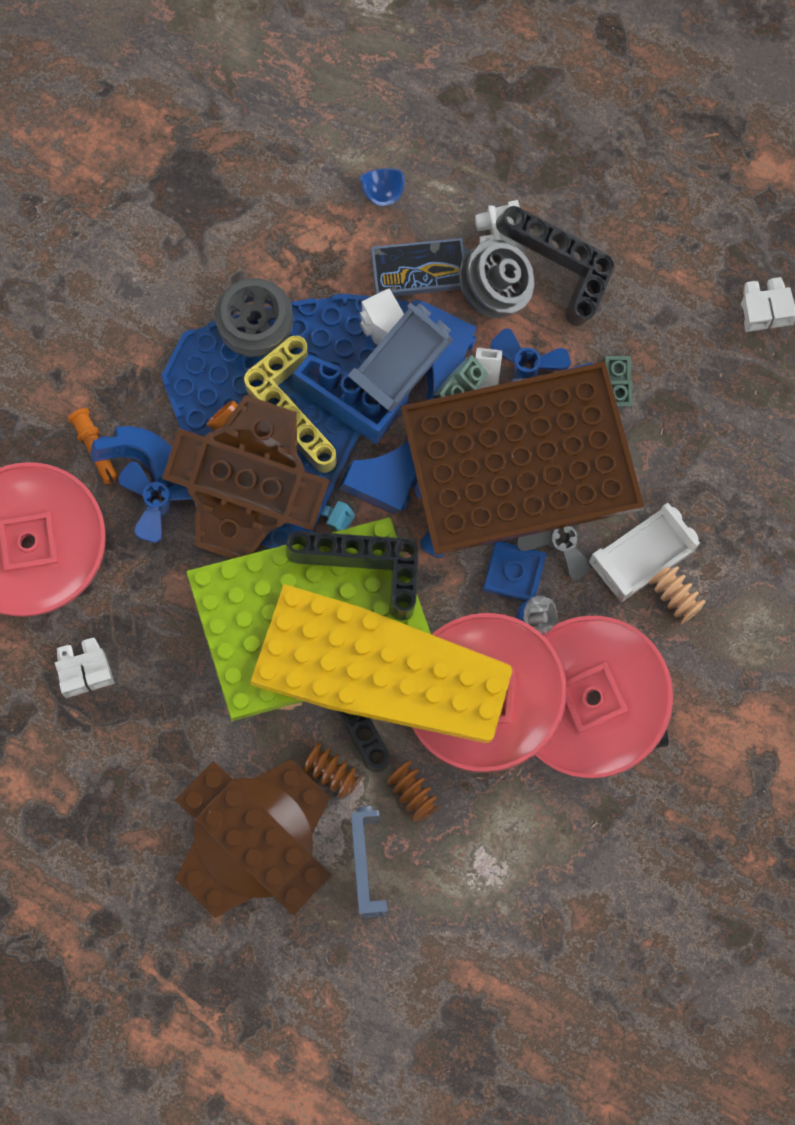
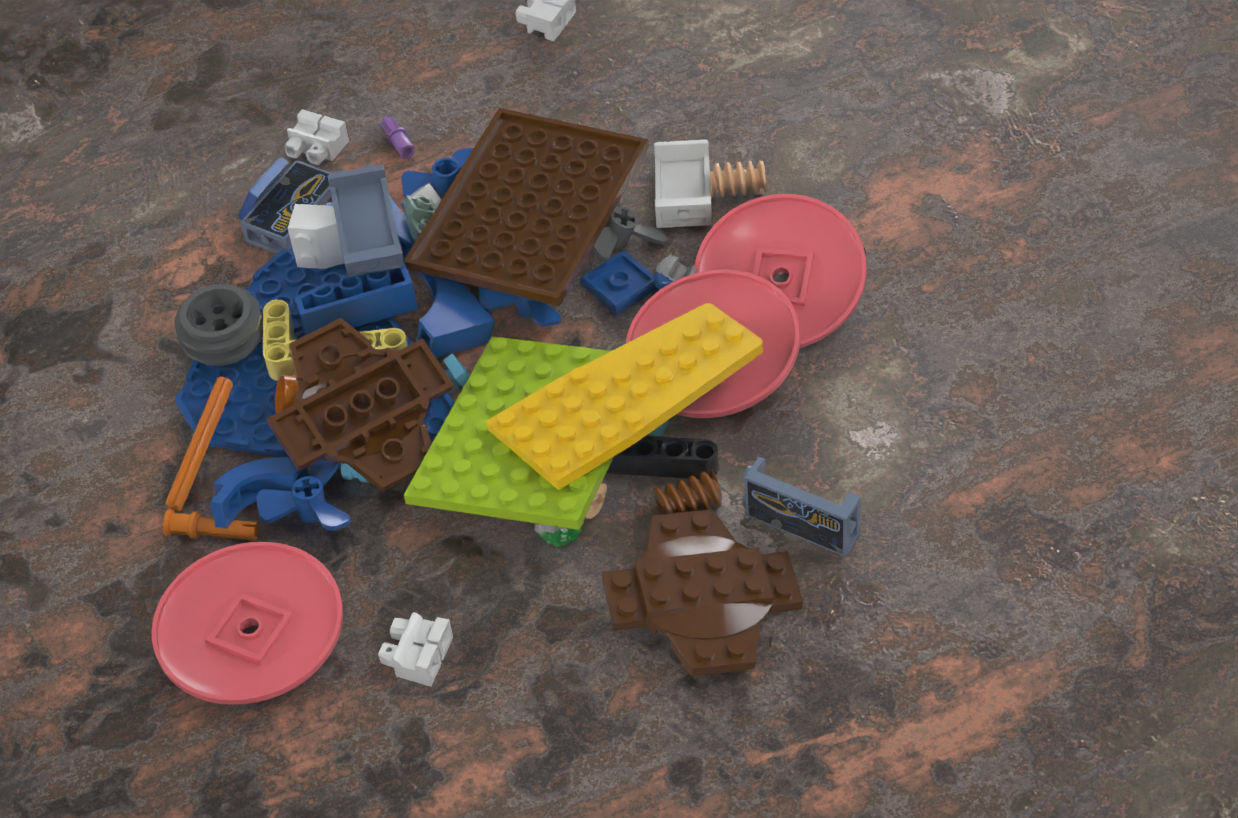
camera: 50 degrees left, 25 degrees down
(153, 383) = (199, 444): none -> orange axle
(363, 559) = (515, 349): black beam -> none
(382, 185) = (195, 193): blue helmet -> none
(412, 792) = (759, 445): dark orange piece -> none
(415, 237) = (262, 186): none -> tile
(506, 273) = (353, 145): dark grey wheel -> none
(549, 290) = (397, 137): none -> medium lavender axle
(563, 256) = (379, 100): black beam -> none

